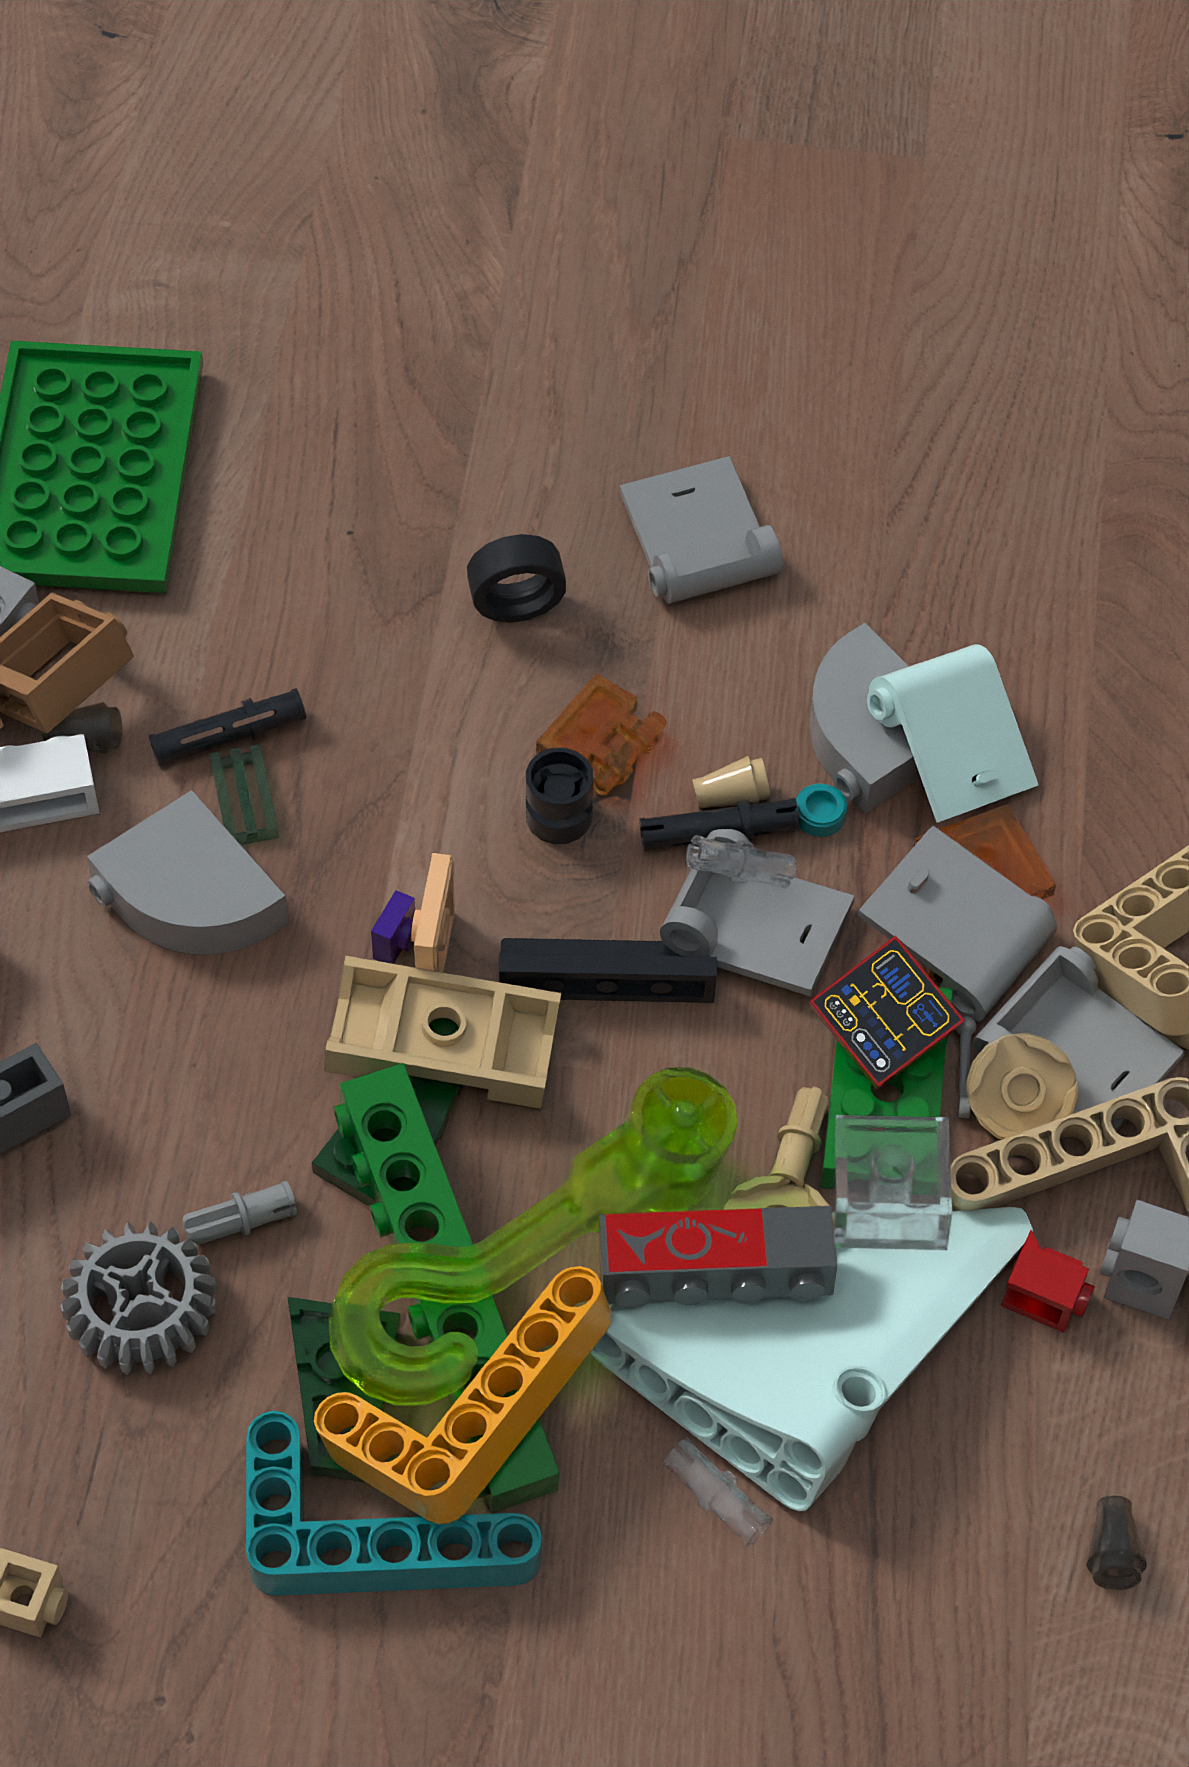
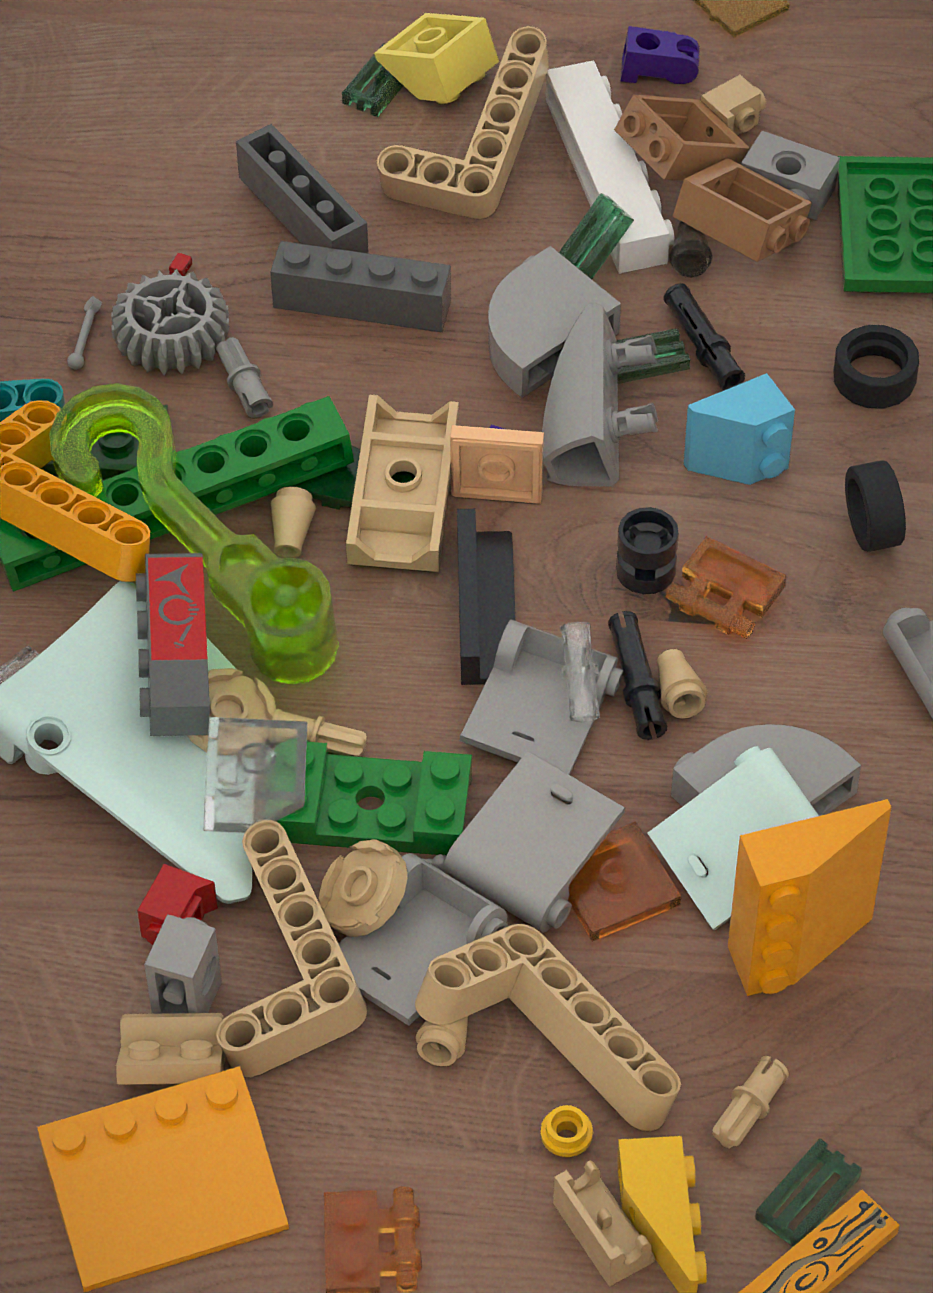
camera: 90 degrees right, 5 degrees down
(21, 1296) = (182, 263): none -> red piece
(58, 775) = (589, 235): none -> clear green tile
(86, 1401) = (76, 360): none -> light grey hinge
(109, 1074) = (361, 286): none -> dark grey brick
(286, 540) = (876, 391): none -> black tyre
(342, 843) = (582, 403): none -> light grey piece
(404, 682) = (740, 432): none -> medium azure slope
(482, 1162) = (291, 518): none -> tan cone
(821, 810) = (662, 753): teal tile -> none
(886, 1012) = (423, 772): black tile -> none
(1072, 658) = (803, 893): none -> light orange slope

